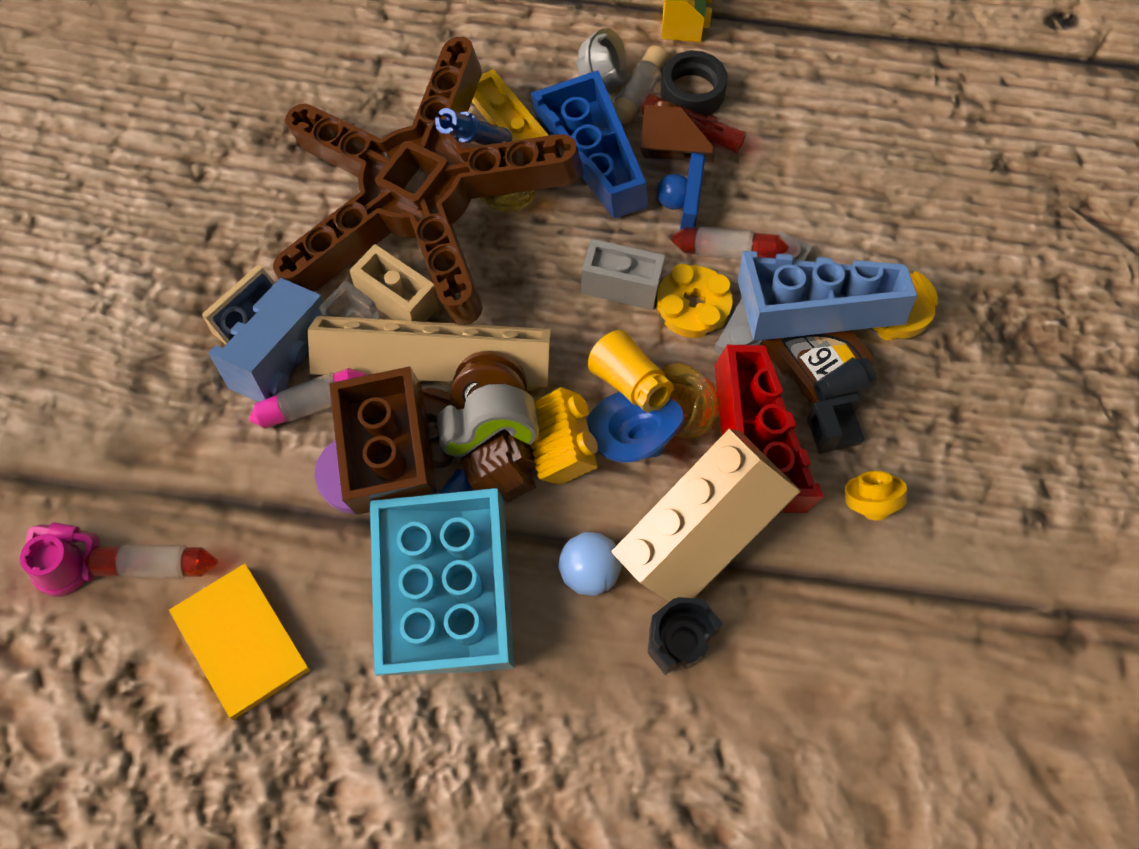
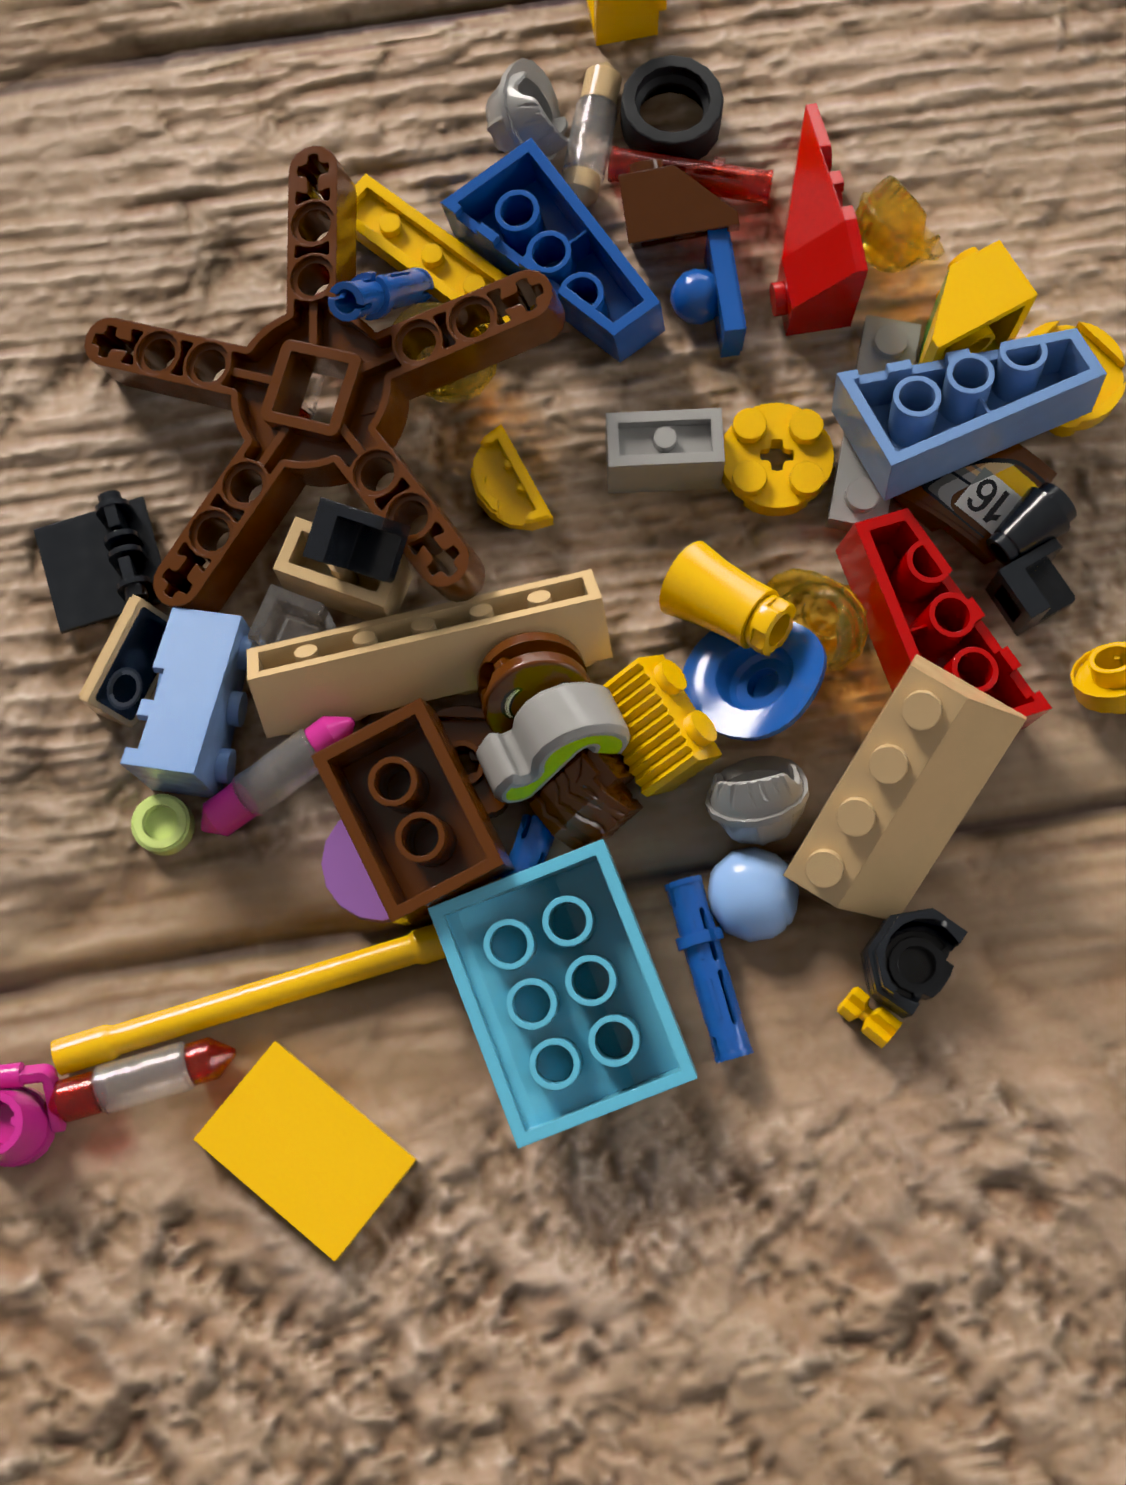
camera: 10 degrees left, 10 degrees up
(138, 532) = (110, 1041): none -> yellow piece
(226, 410) = (162, 824): none -> yellowish green tile
(247, 241) = (99, 561): none -> black hinge
(404, 262) = (356, 540): none -> black panel
(516, 270) = (505, 485): none -> yellow plate
(545, 587) = (711, 978): none -> blue pin
(612, 503) = (758, 799): none -> light grey piece
(646, 672) = (877, 1024): none -> yellow piece
(728, 242) = (803, 357): piece -> none
(759, 180) = (822, 243): none -> red wedge
(808, 186) = (895, 228): none -> clear yellow piece
(849, 235) = (978, 304): none -> yellow slope

